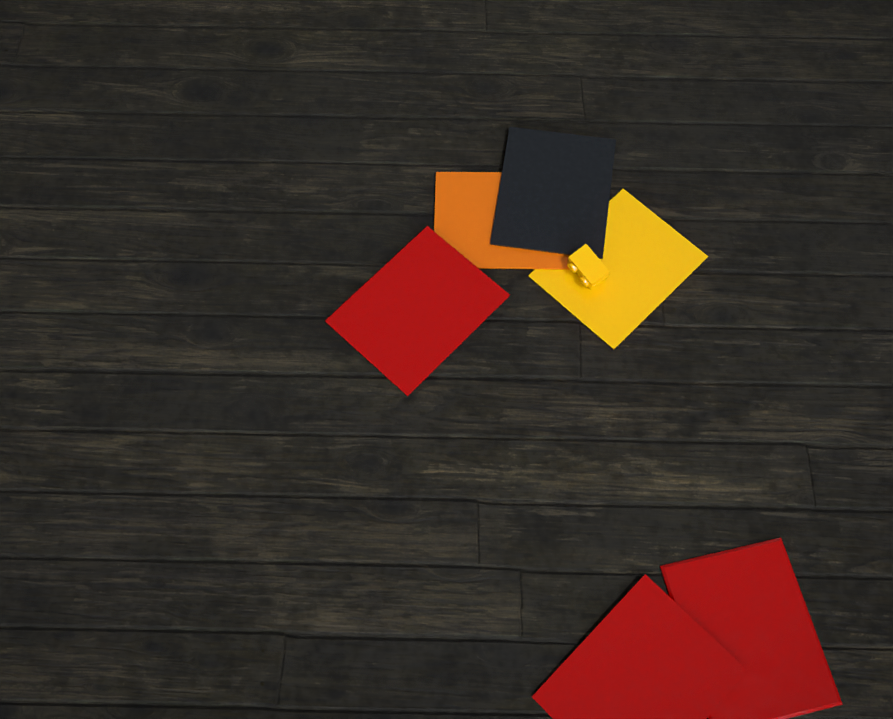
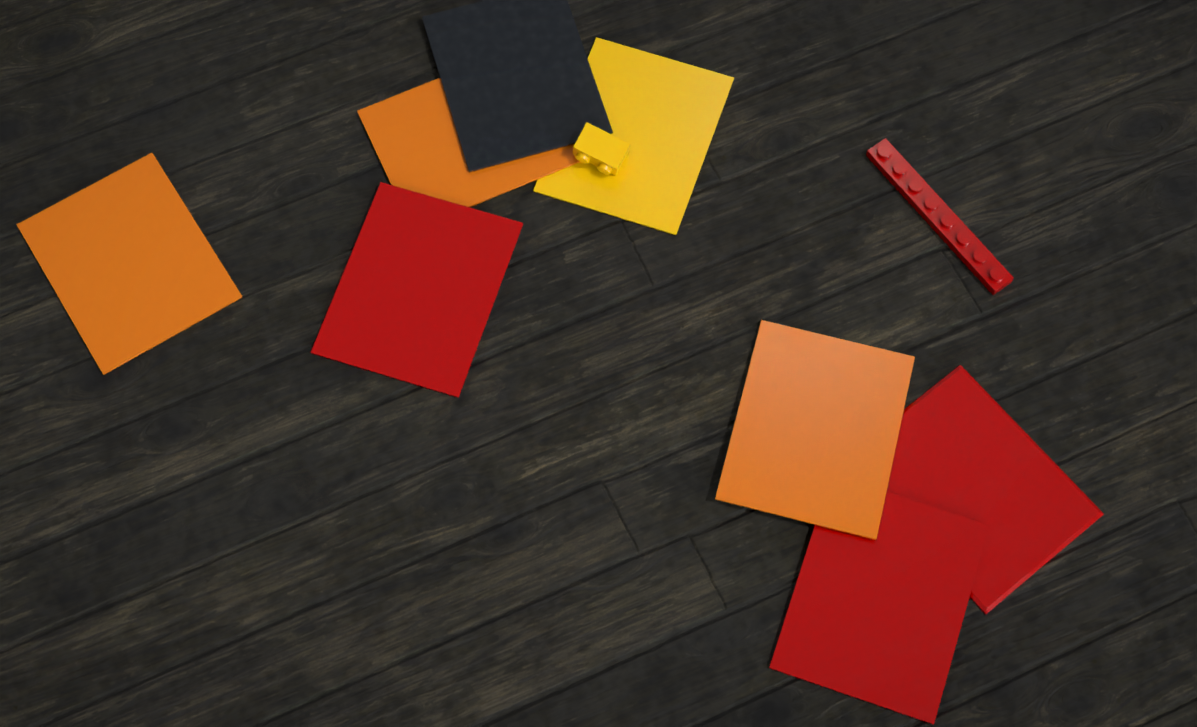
camera: 25 degrees left, 0 degrees up
(239, 210) = (128, 262): none -> orange piece
(650, 537) = (816, 429): none -> orange piece
(815, 421) = (939, 216): none -> red plate

